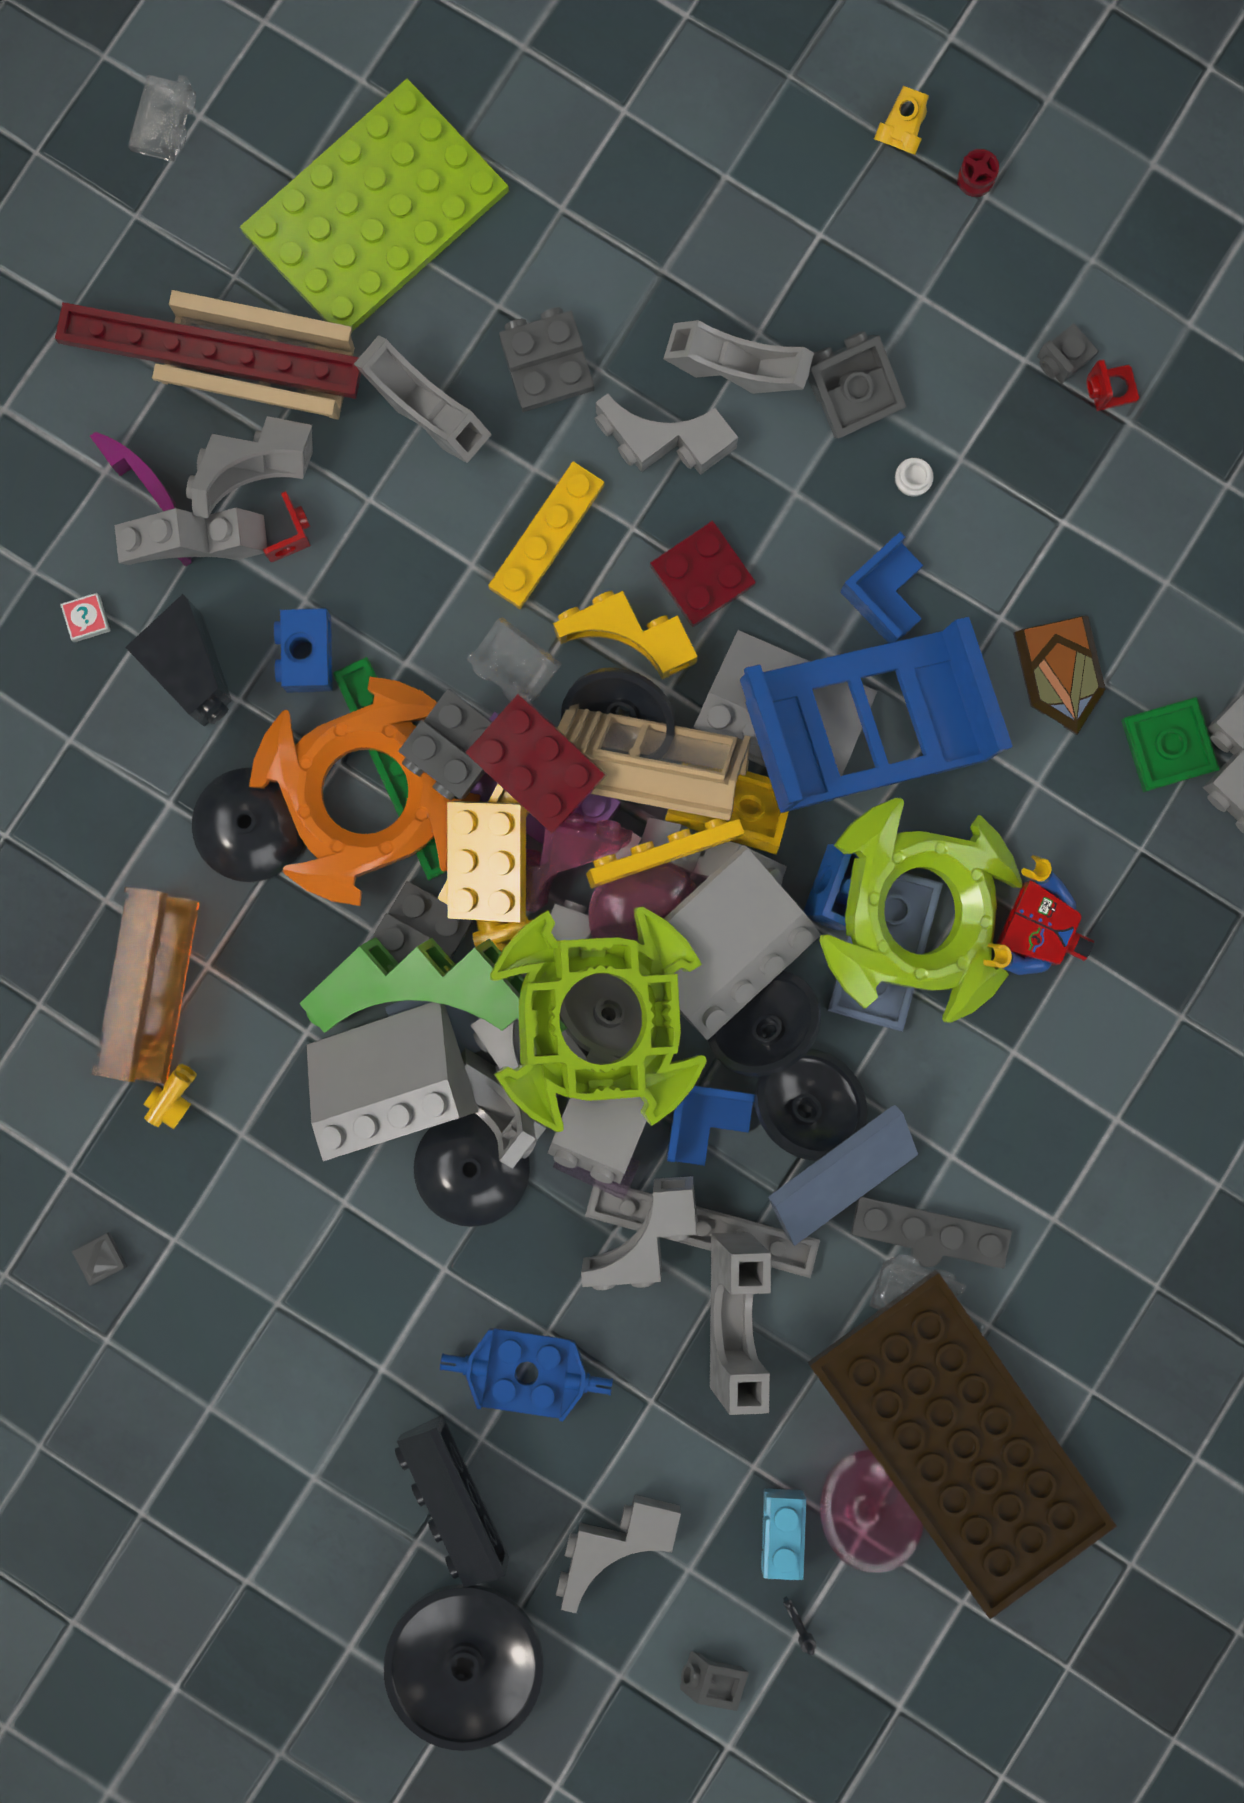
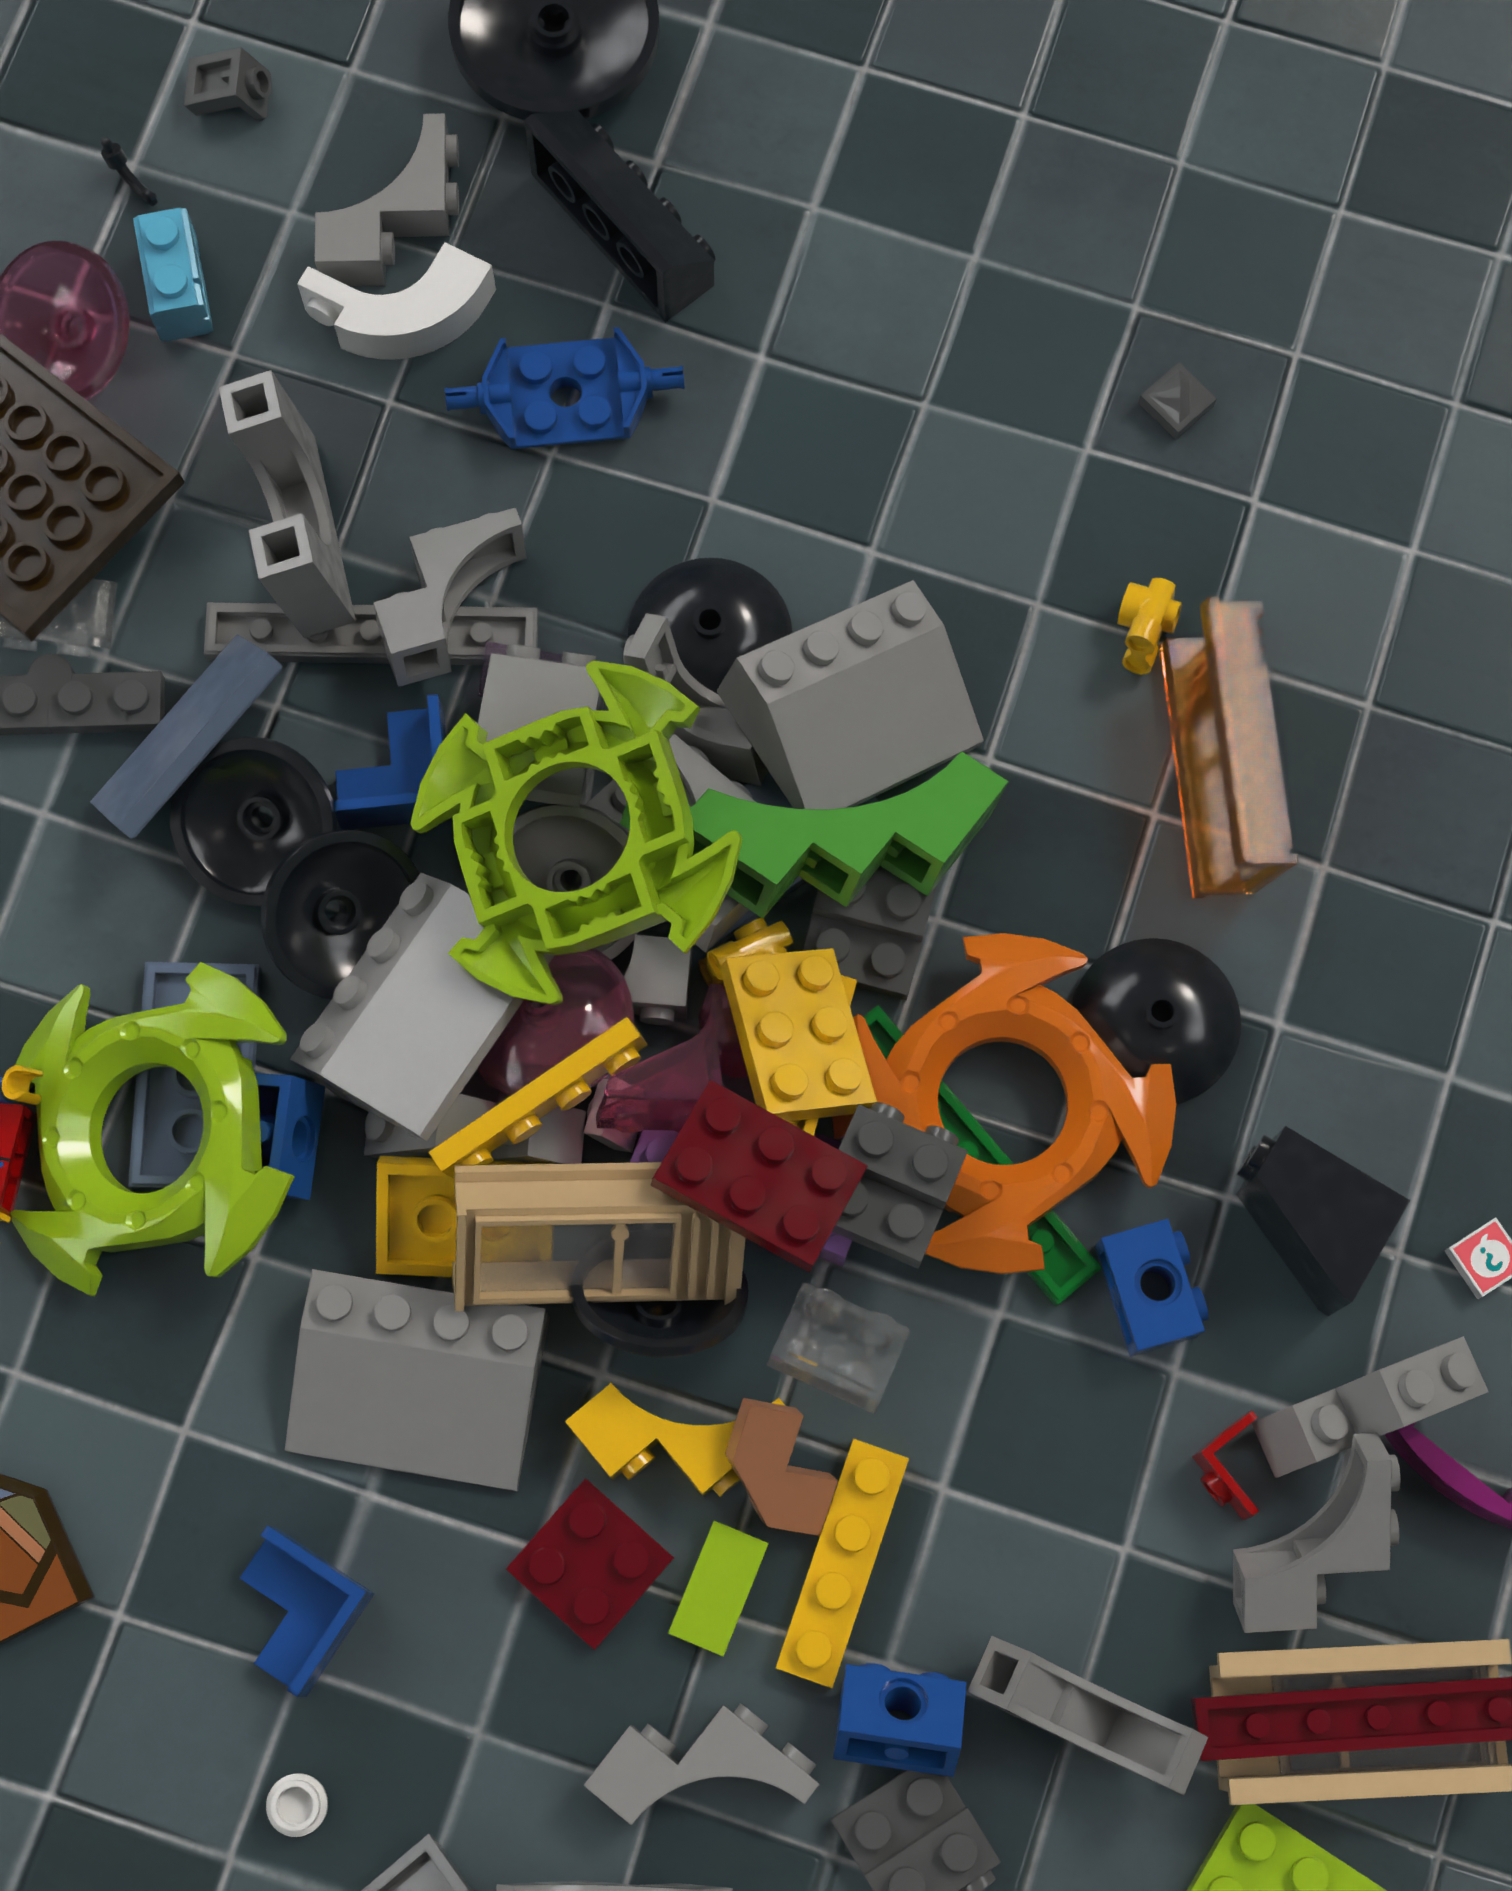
camera: 165 degrees right, 10 degrees down
(558, 426) = (874, 1737): none -> blue brick
(579, 595) = (760, 1455): none -> nougat tile
(625, 1454) = (406, 321): none -> white arch
(627, 539) = (718, 1588): none -> lime tile
(944, 694) = (176, 1456): blue piece -> none

